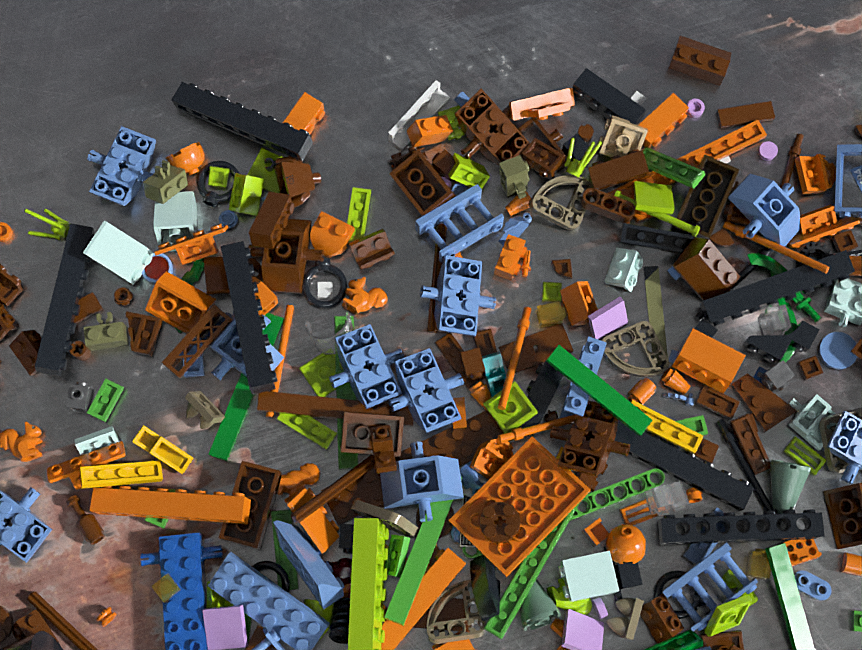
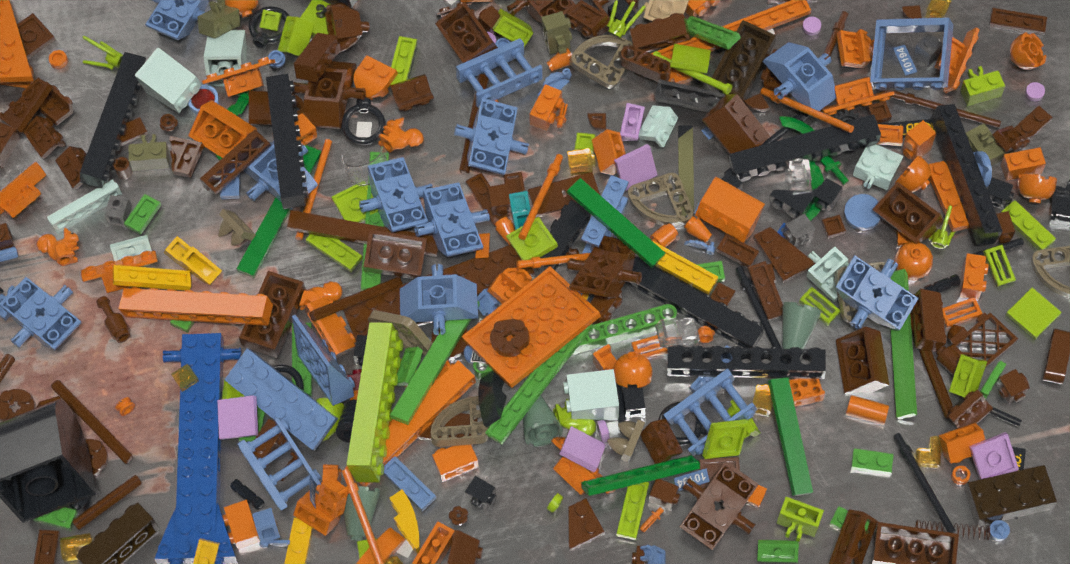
camera: 10 degrees right, 10 degrees down
(43, 395) = (83, 207): none -> light aqua fence
(383, 449) = (403, 264): reddish brown slope -> none
(597, 268) = (631, 122): none -> lavender slope
(812, 585) = (813, 425): medium blue plate -> none

